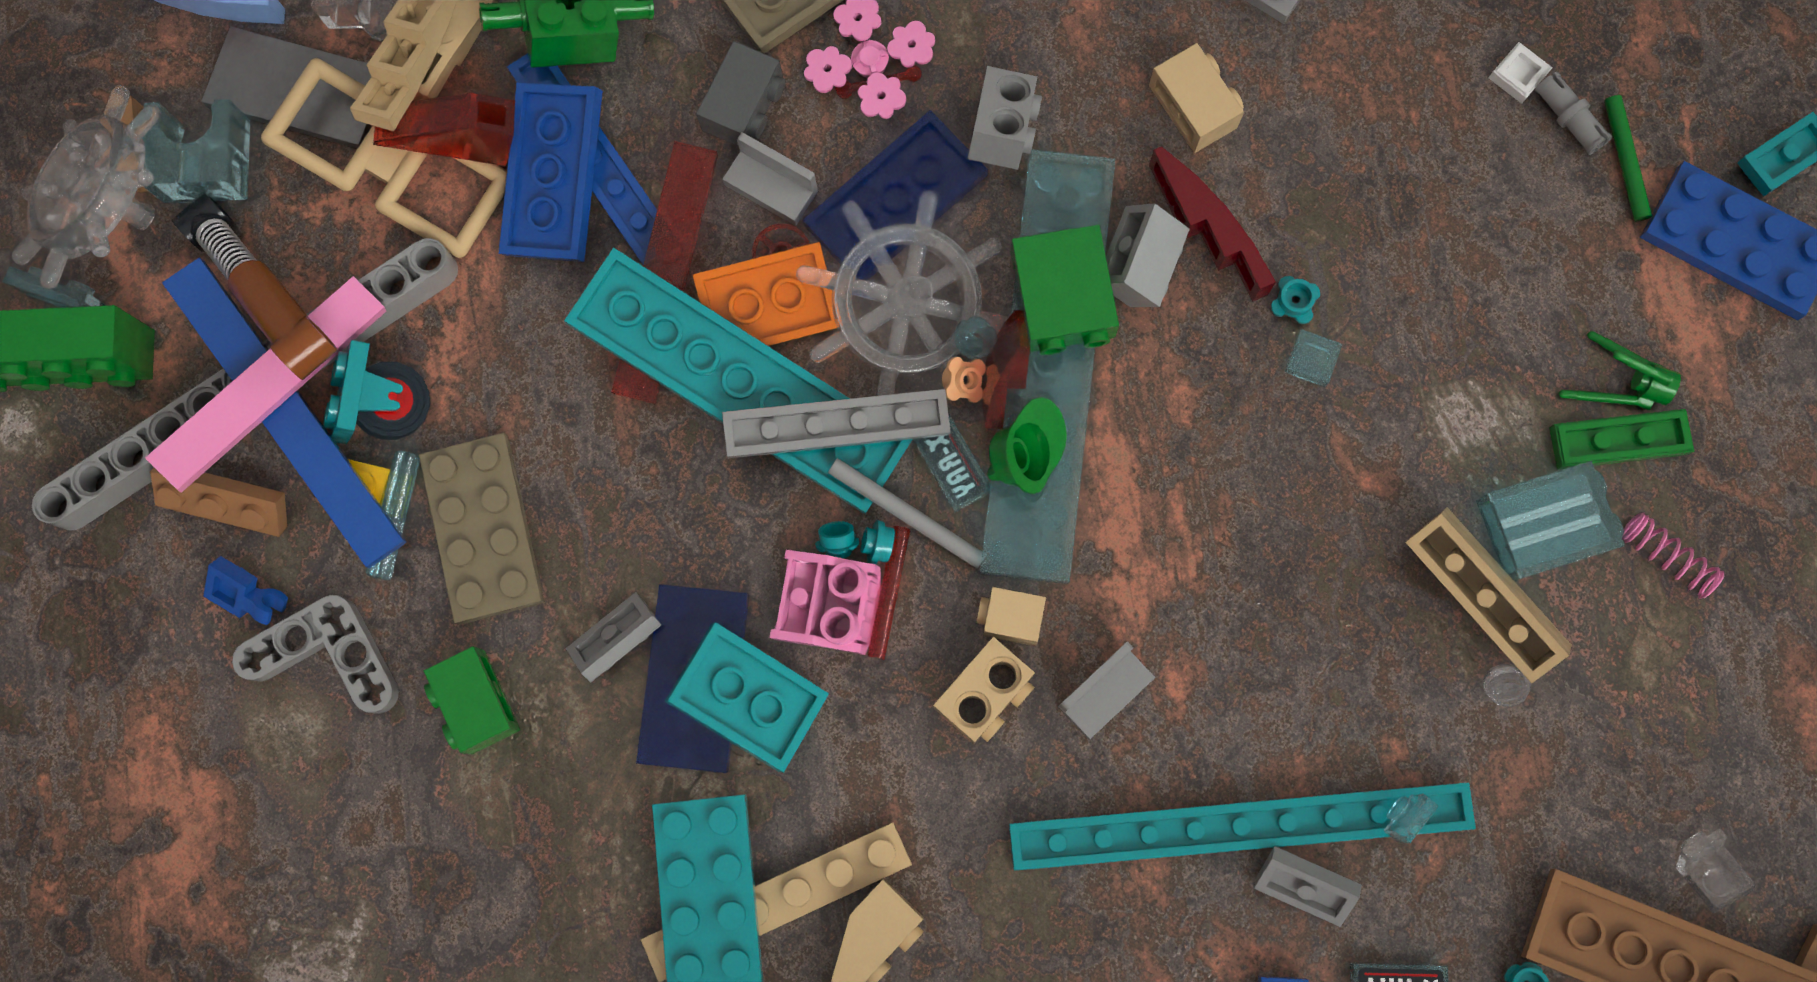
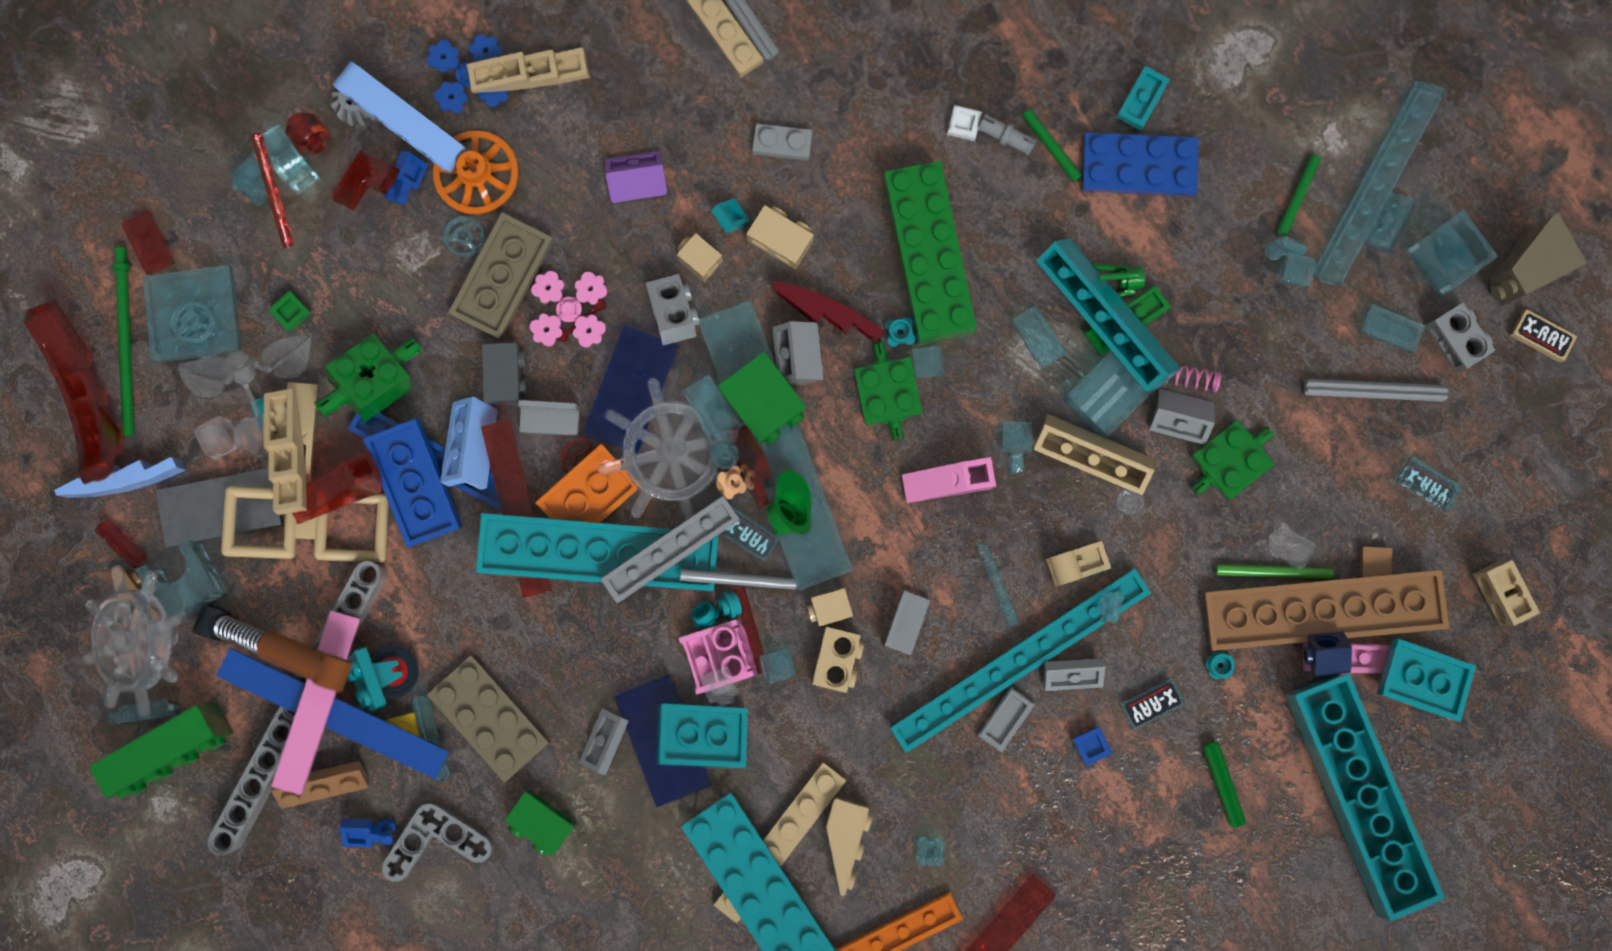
camera: 40 degrees left, 5 degrees up
(150, 69) = (120, 544): none -> clear red axle
(640, 163) = (465, 448): none -> light blue panel
(806, 643) = (720, 686): none -> clear bracket
(899, 658) = (777, 666): none -> clear light blue plate
(988, 267) = (710, 407): none -> clear light blue plate
(1075, 72) = (699, 257): none -> tan brick
(1144, 39) = (730, 215): none -> teal plate
(1178, 899) = (1005, 719): none -> light grey tile
(1239, 370) = (888, 391): none -> green plate
(1260, 705) = (997, 584): none -> clear light blue bar
(1266, 528) = (949, 480): none -> bright pink slope
(1385, 523) = (1016, 441): none -> clear light blue plate
(1388, 214) = (929, 253): none -> green brick
(1389, 734) = (1078, 563): none -> tan plate
(1484, 401) = (1038, 337): none -> clear light blue tile
(1603, 413) = (1108, 315): none -> teal brick
(1639, 609) = (1183, 416): none -> light grey panel
(1669, 893) = (1273, 571): none -> bright green bar
(1682, 705) = (1232, 460): none -> green plate

